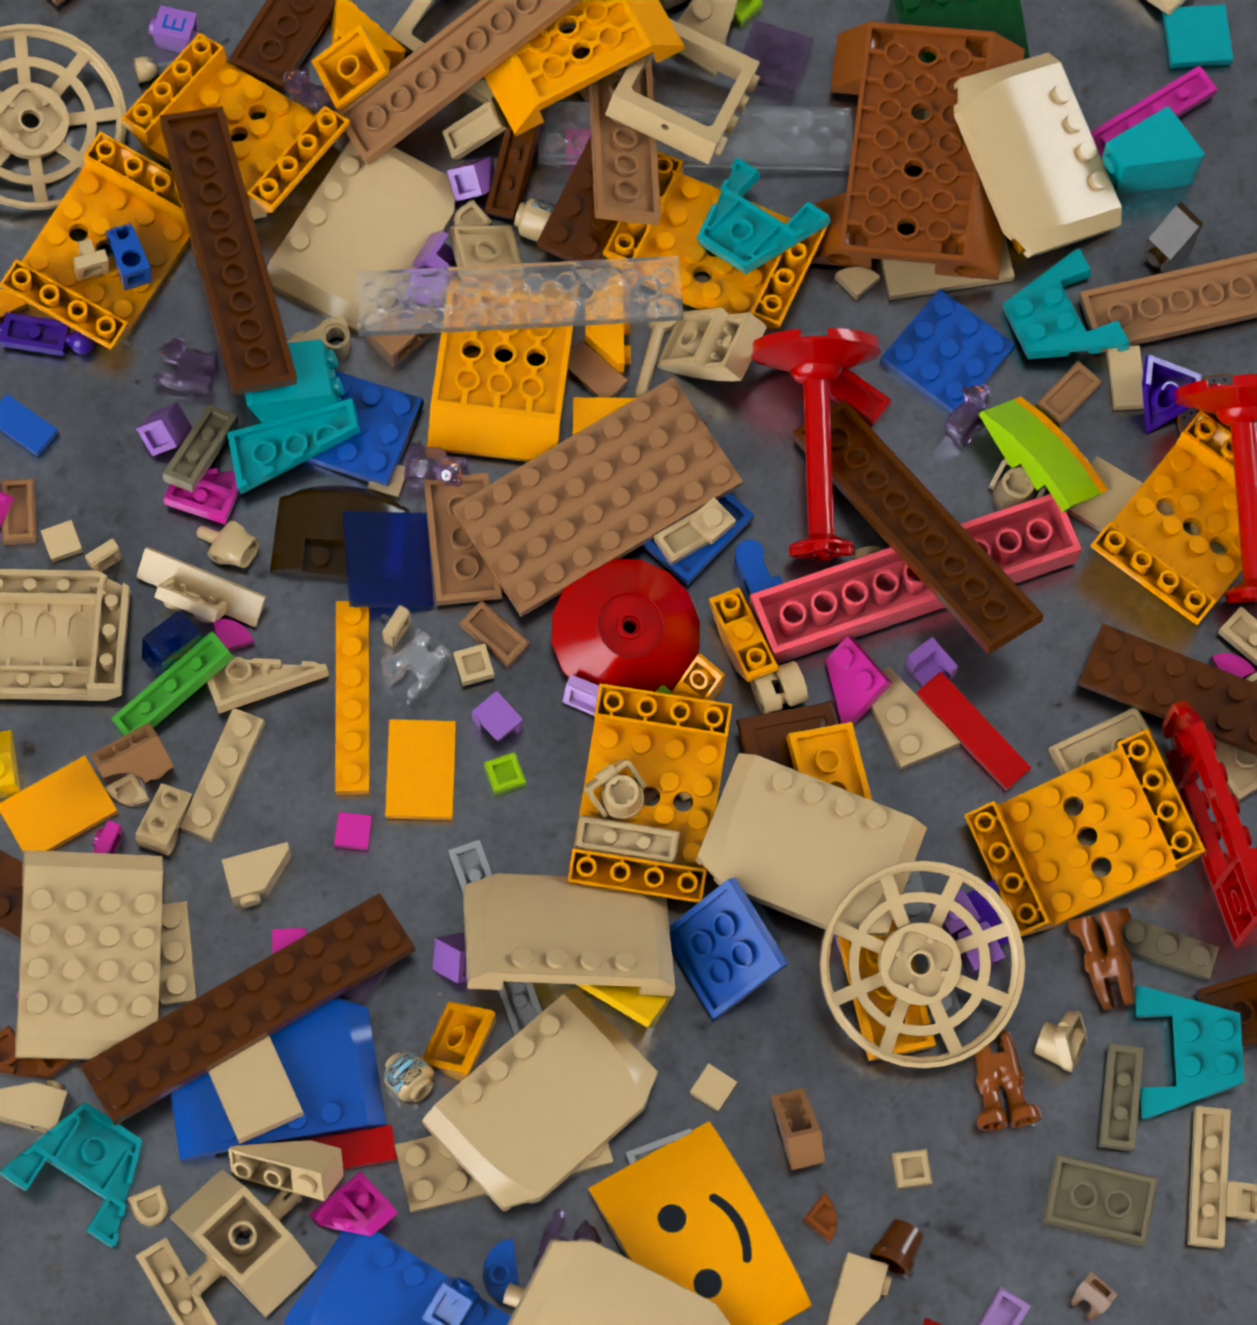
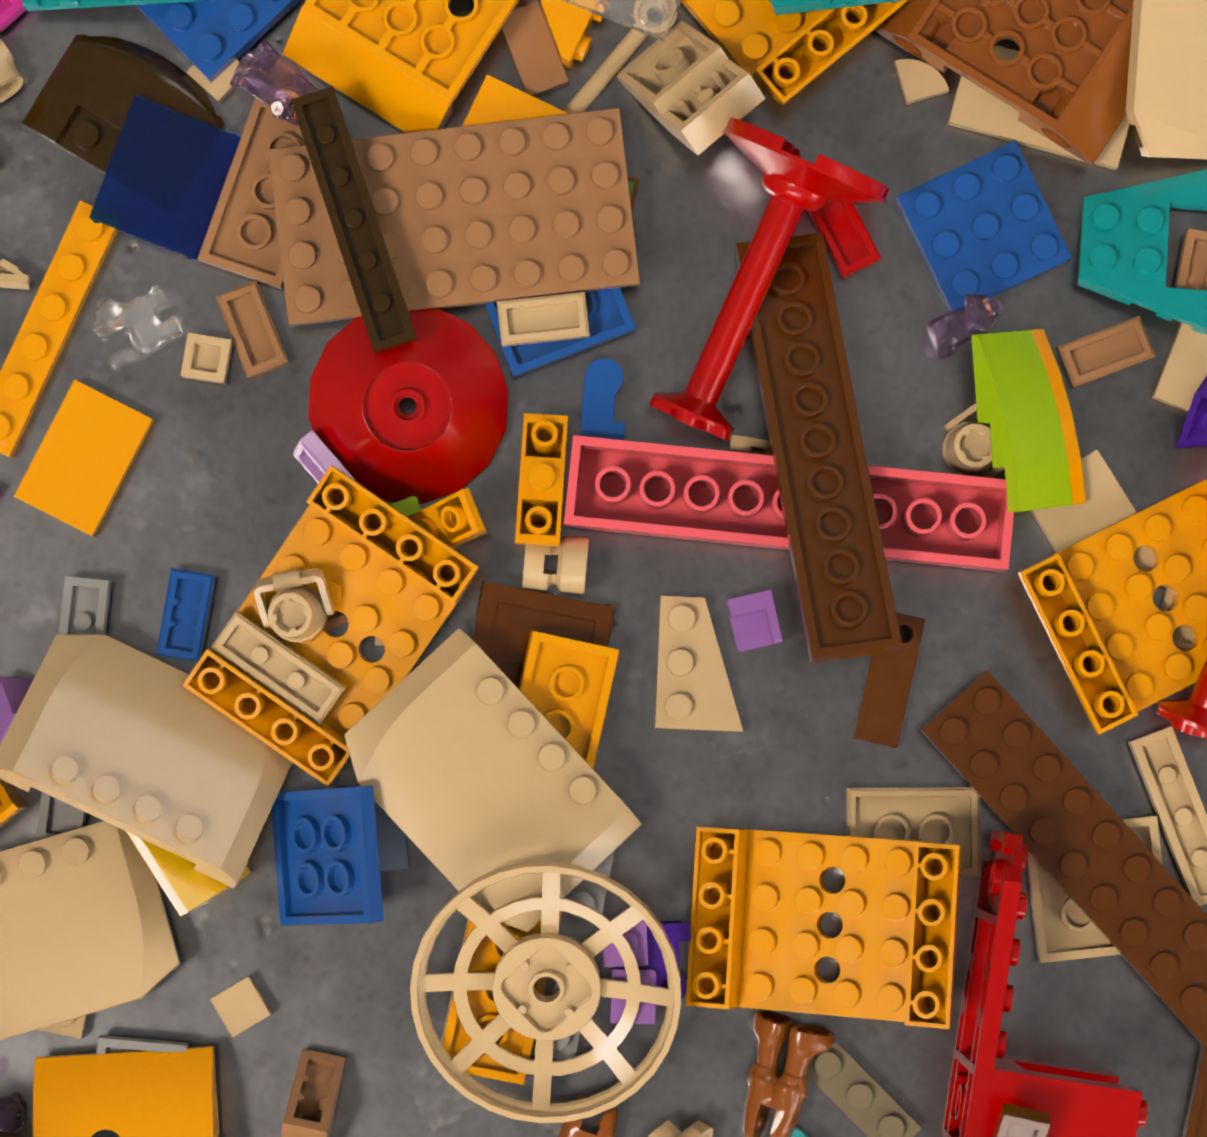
camera: 30 degrees right, 15 degrees up
(396, 626) = (136, 267): tan tile -> none
(497, 717) = (200, 440): medium lavender panel -> none
(504, 773) = (181, 509): lime tile -> none
(535, 521) = (354, 220): none -> dark brown plate
(543, 840) = (186, 615): none -> blue plate
(712, 521) = (575, 318): tan plate -> none
(855, 680) = (653, 595): dark pink wing -> none
(973, 731) = (765, 724): red tile -> none
(1041, 670) = (888, 687): none -> reddish brown piece
(1233, 664) = (1122, 793): dark pink tile -> none

